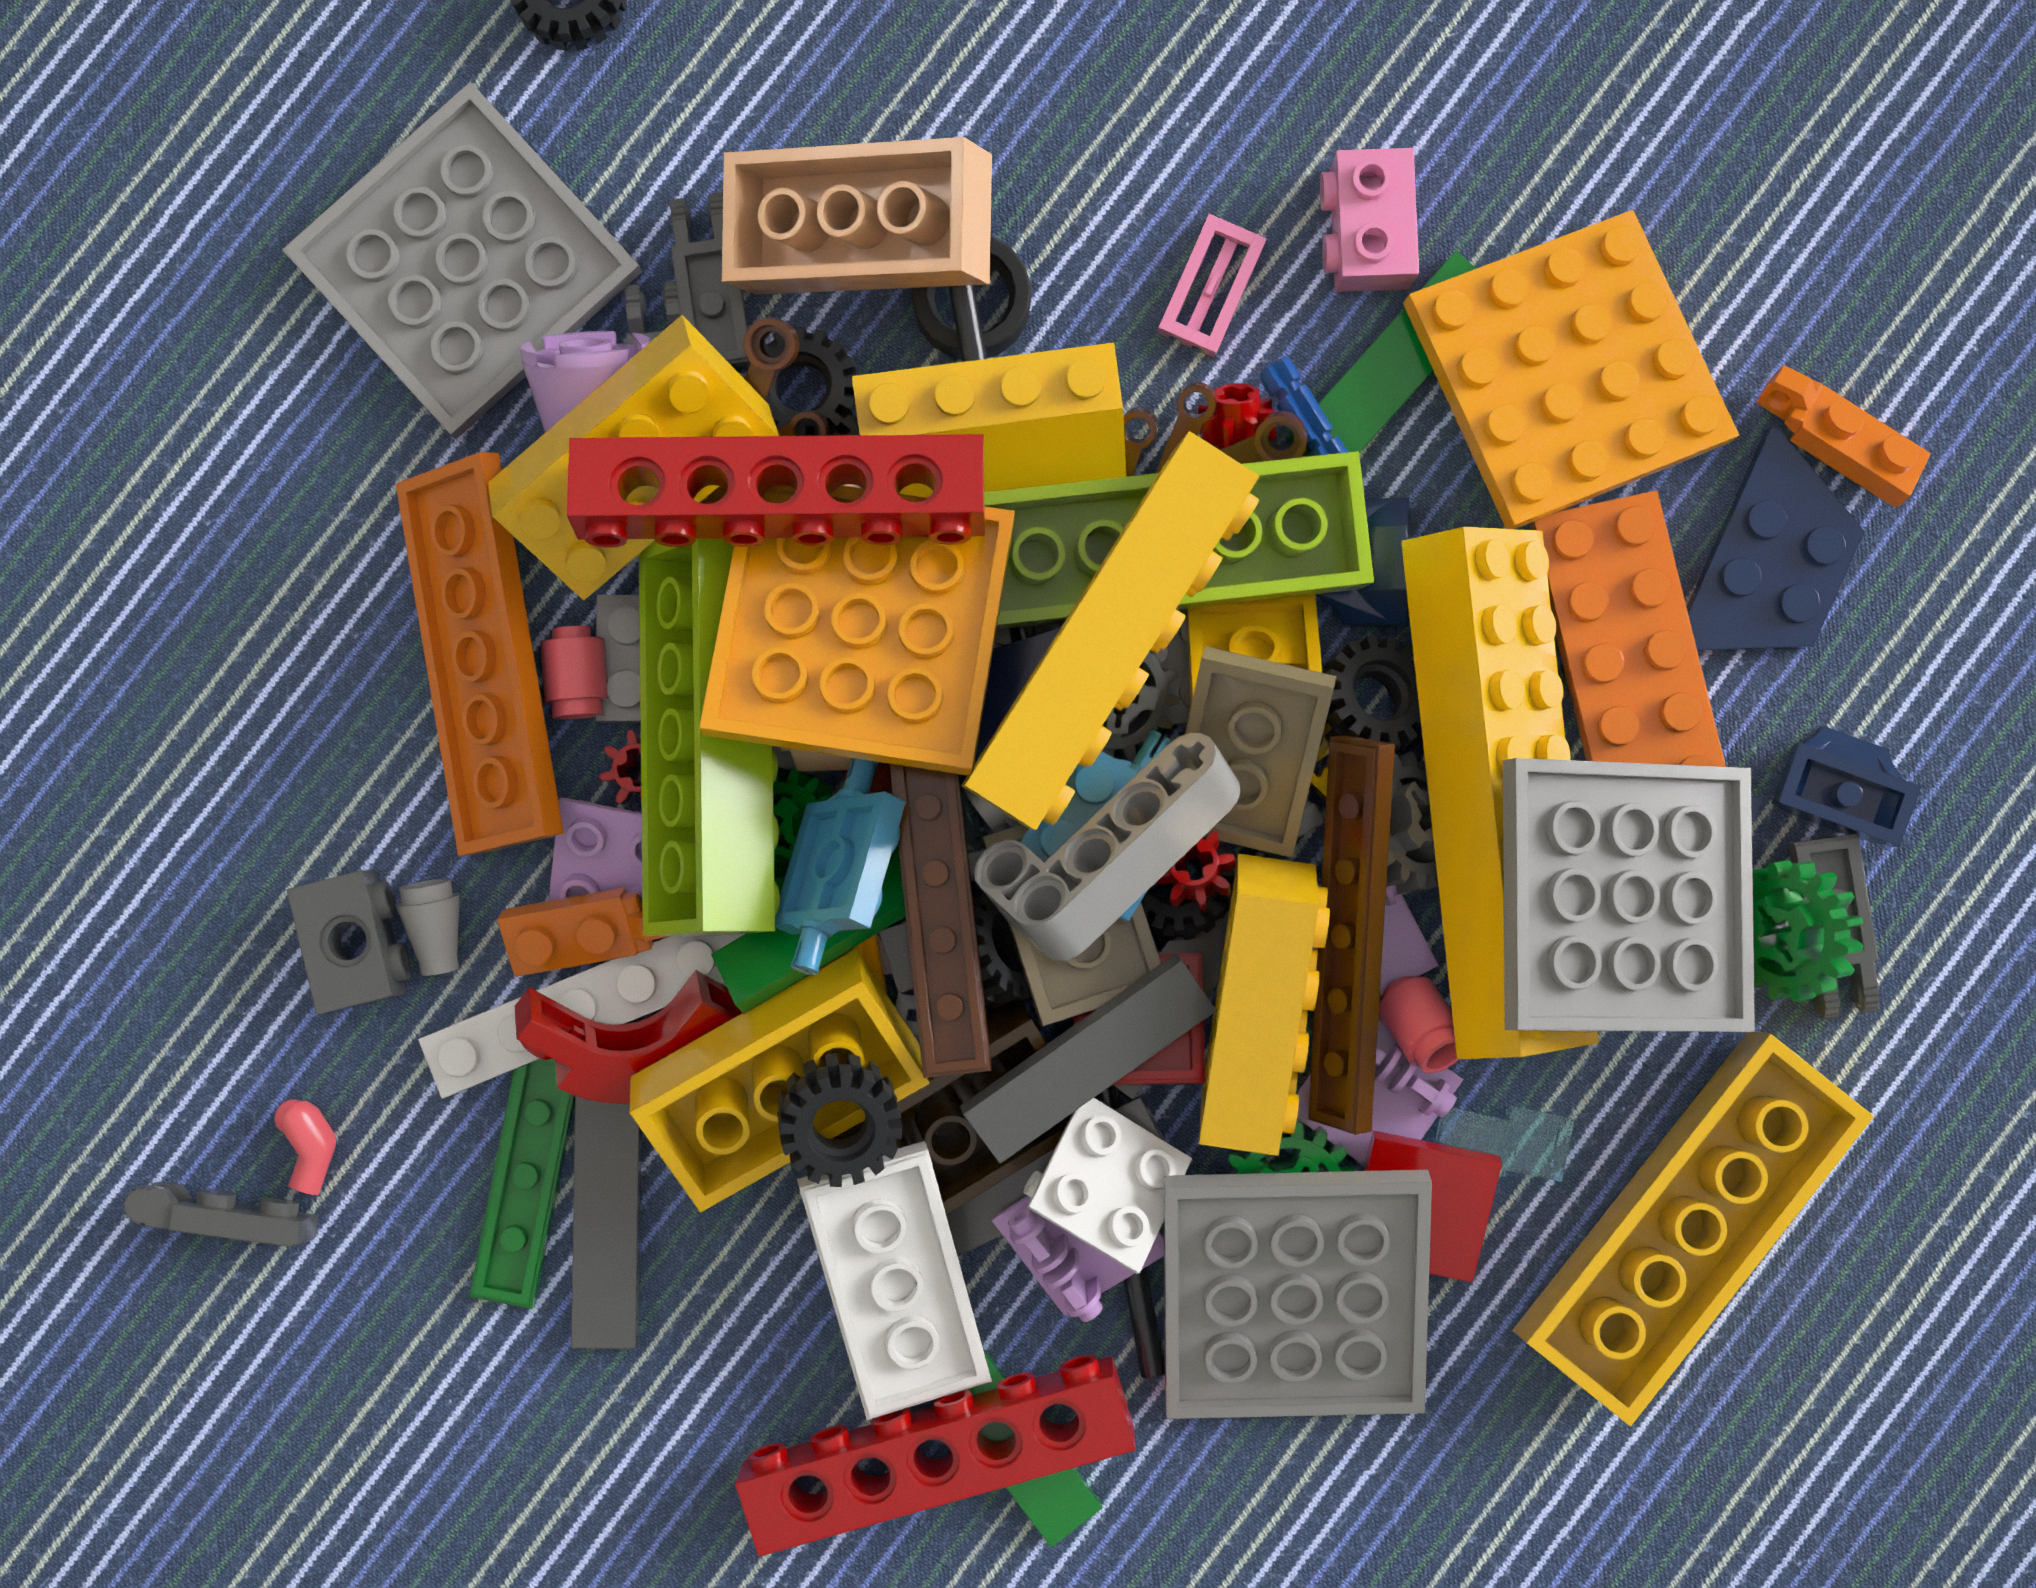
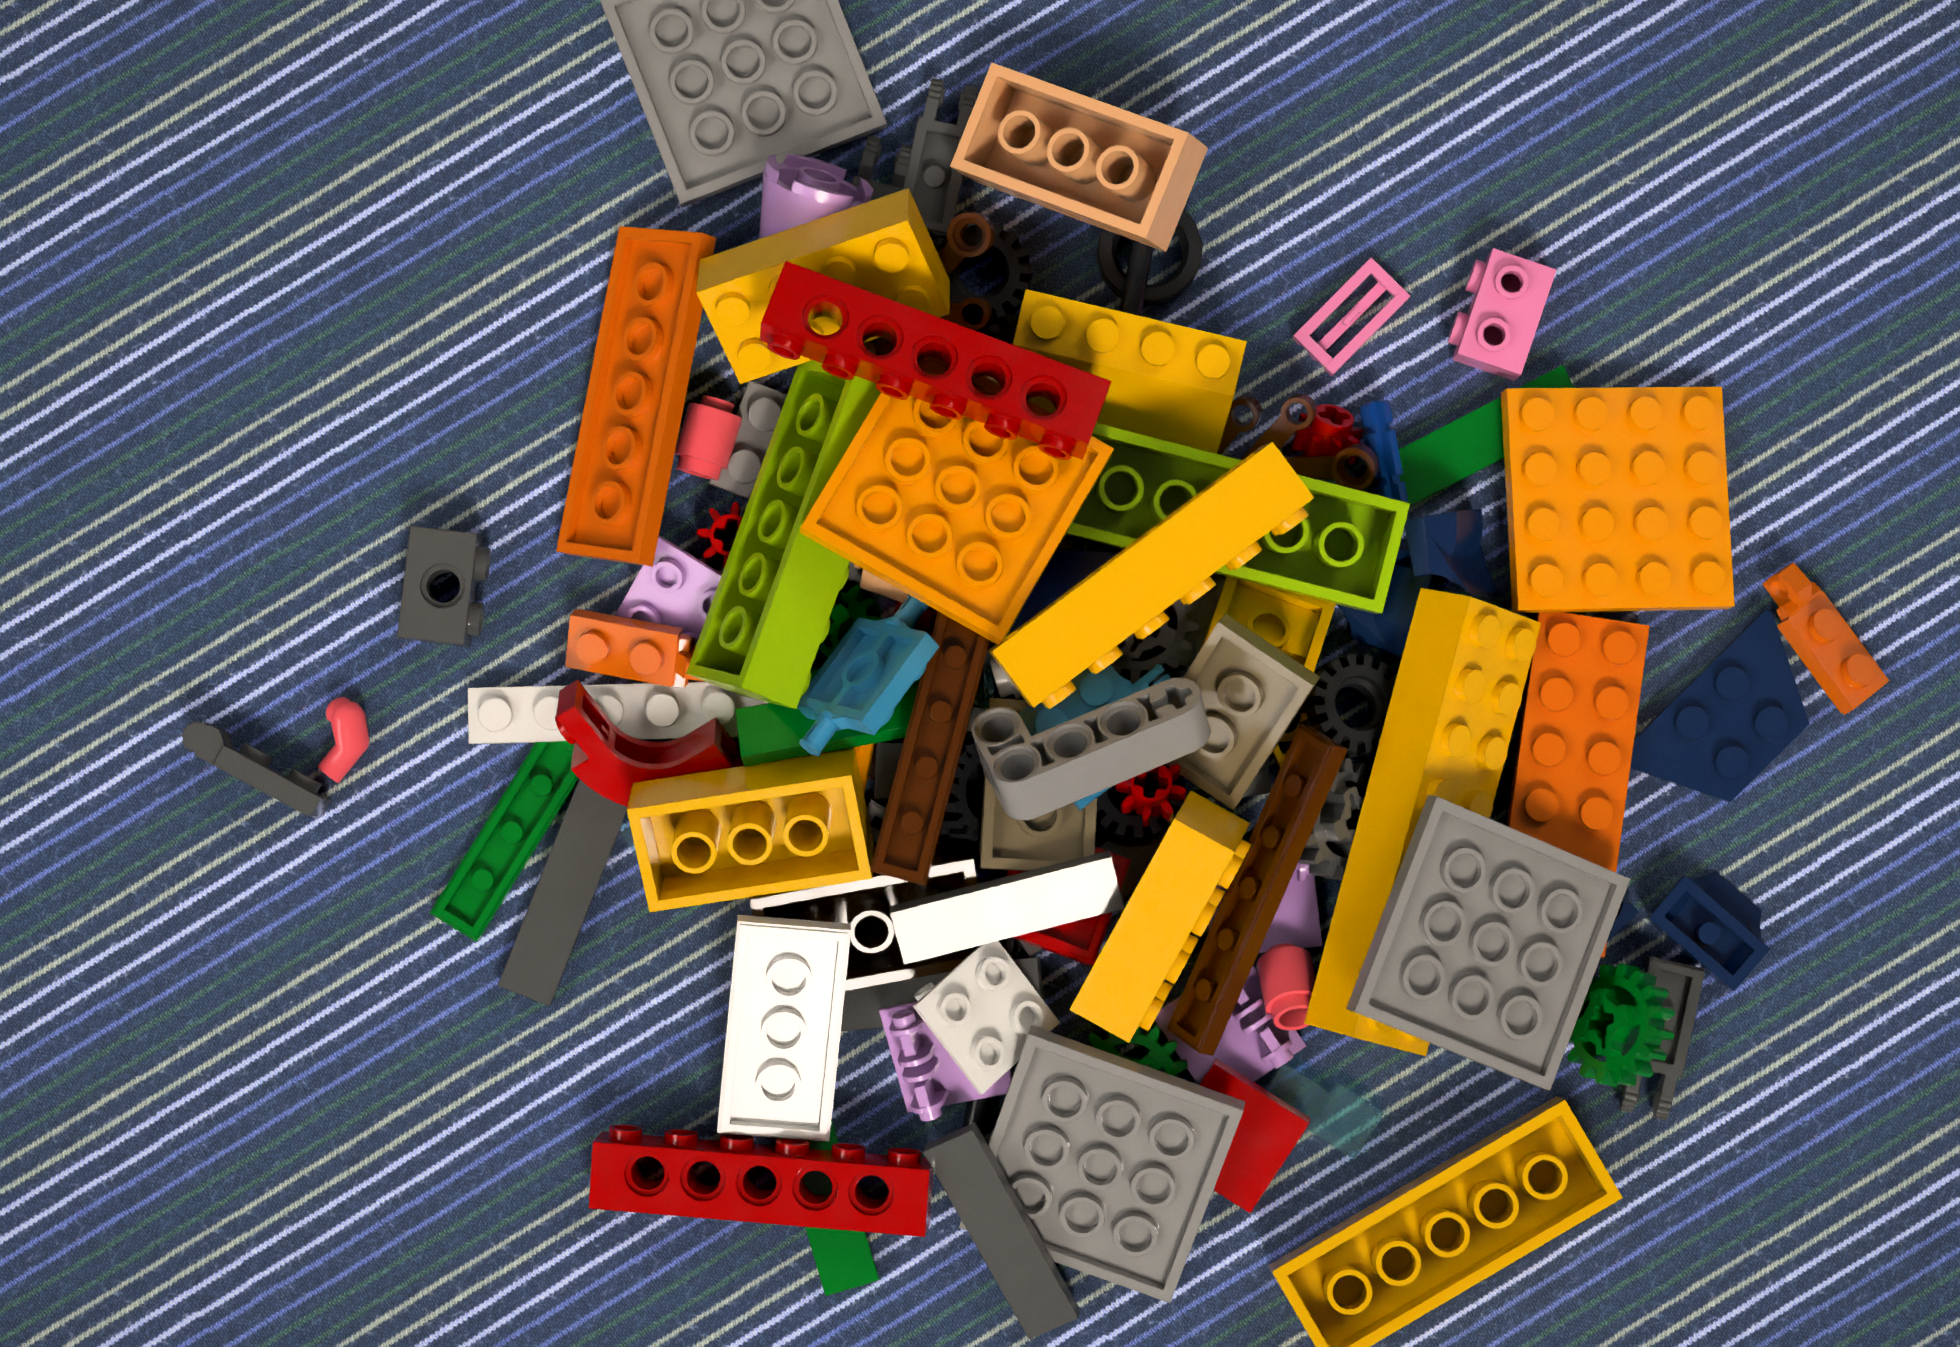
camera: 20 degrees right, 0 degrees up
(431, 922) = (513, 598): light grey cone -> none
(848, 1154) = (786, 910): black tyre -> none
(1214, 1406) = (1001, 1230): none -> dark grey tile
(1413, 486) = (1450, 548): none -> dark blue slope

